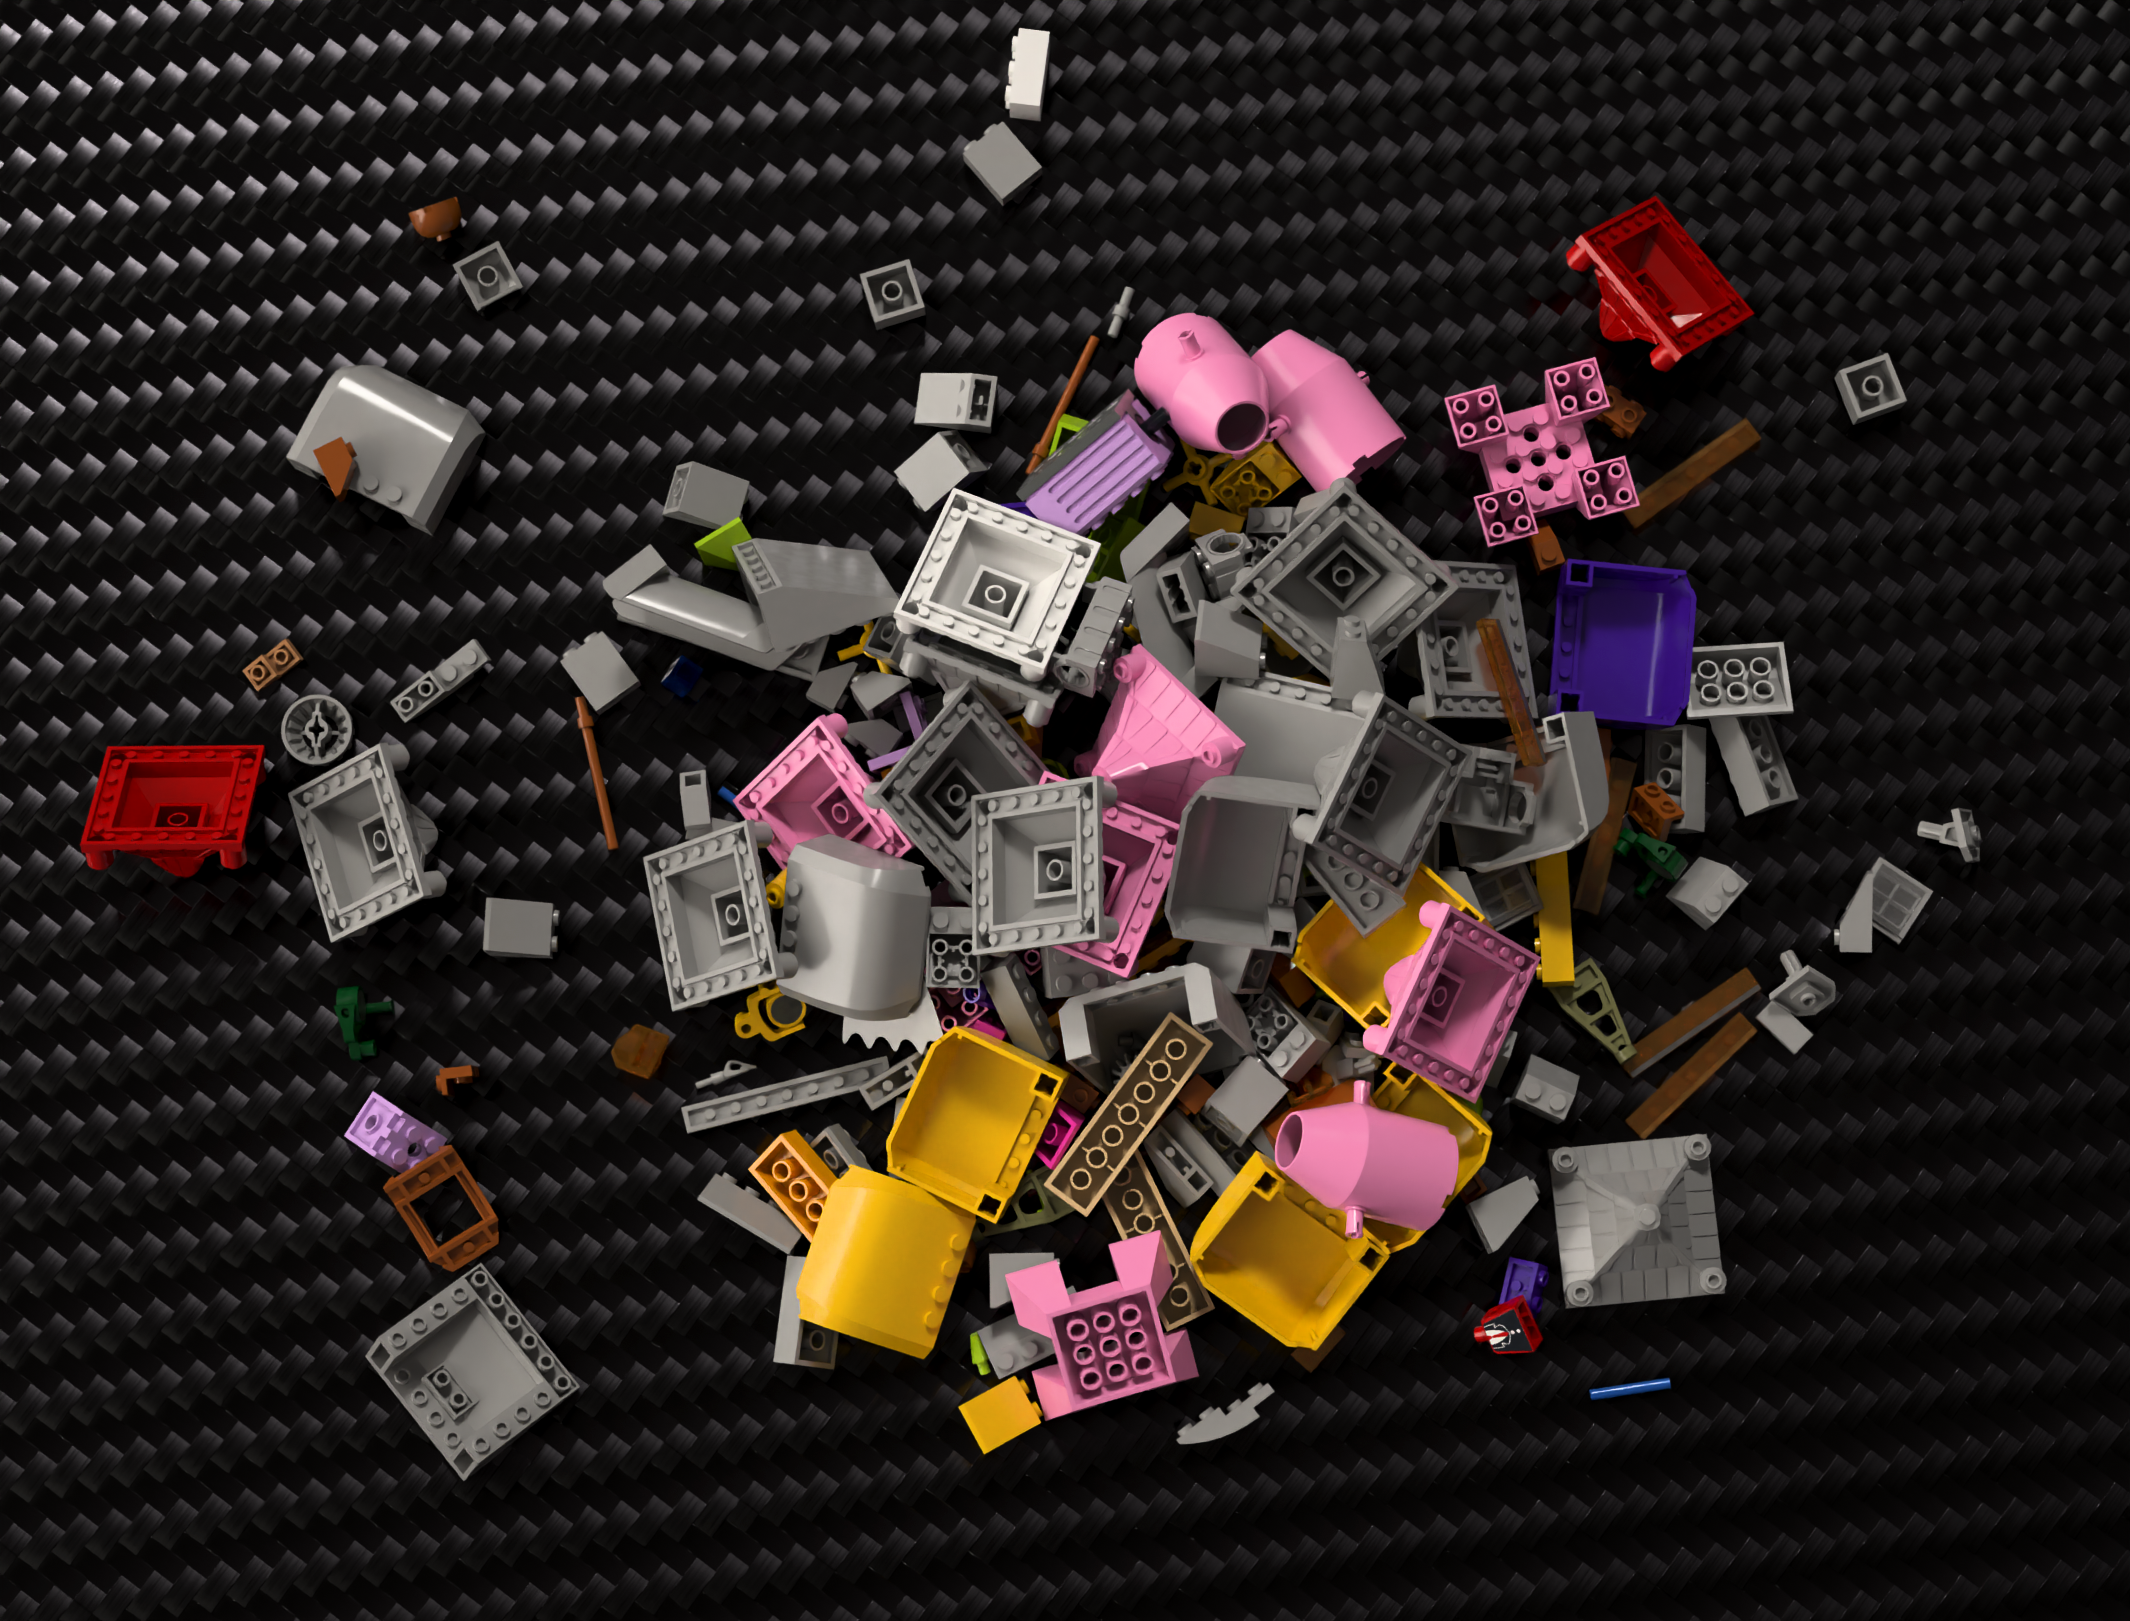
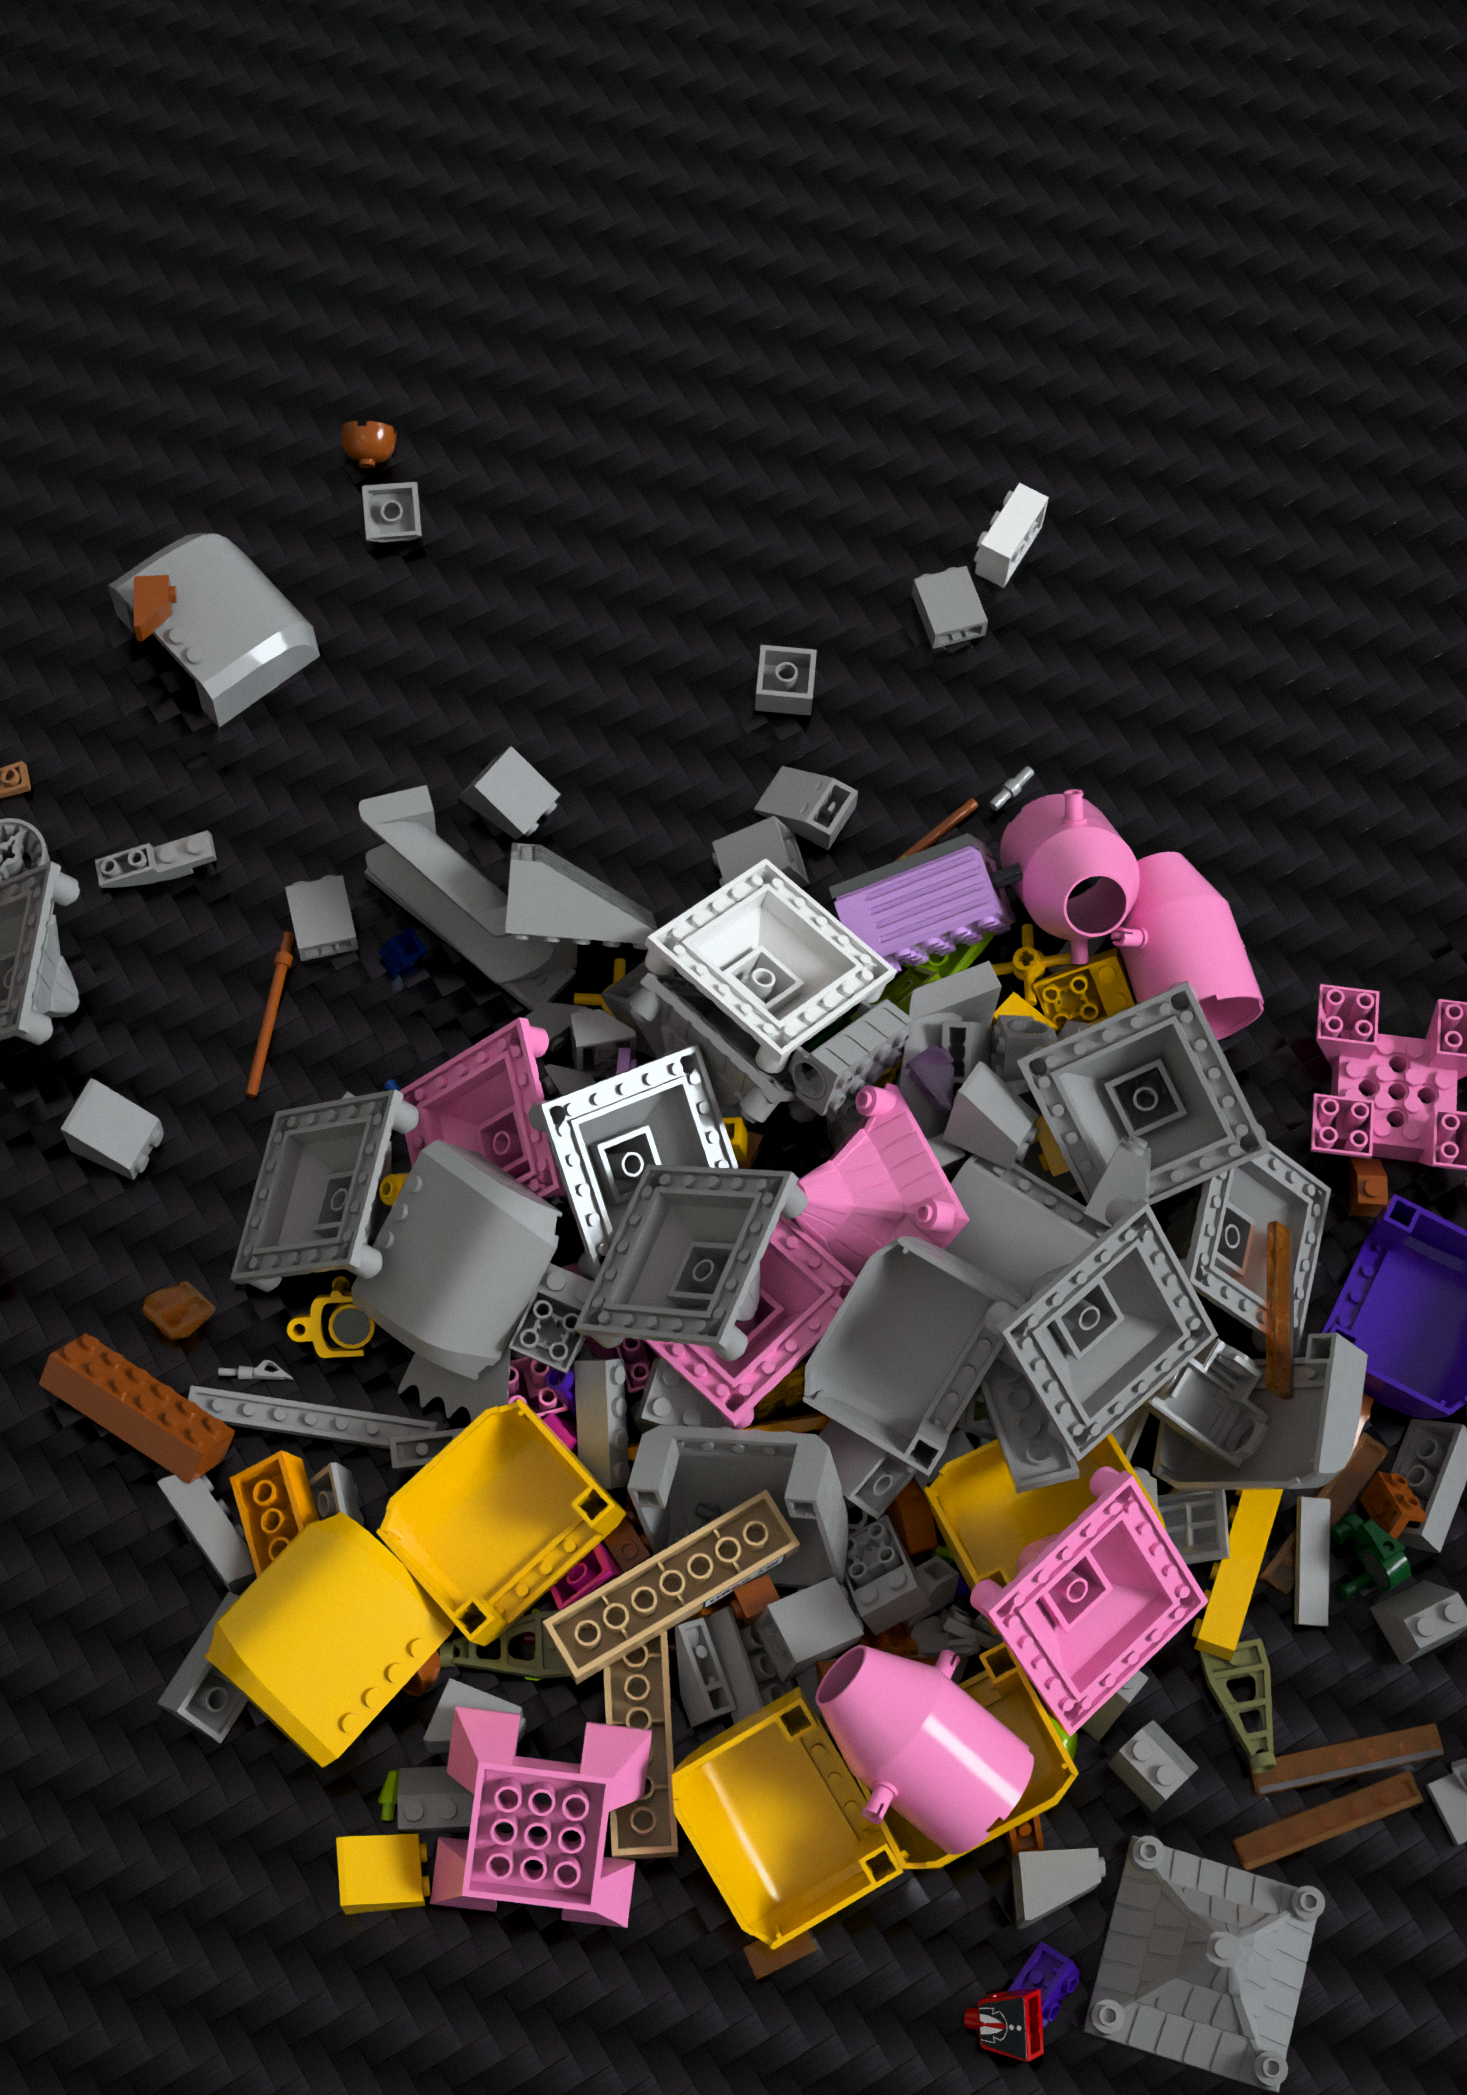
camera: 15 degrees right, 15 degrees down
(650, 1145) = (137, 1407): none -> dark orange brick
(695, 800) = (358, 1073): light grey slope -> none
(716, 547) = (496, 840): lime slope -> none
(1168, 625) = (934, 1077): none -> clear purple slope
(1216, 1424) = (623, 1993): light grey slope -> none
(1609, 882) = (1312, 1561): none -> light grey tile

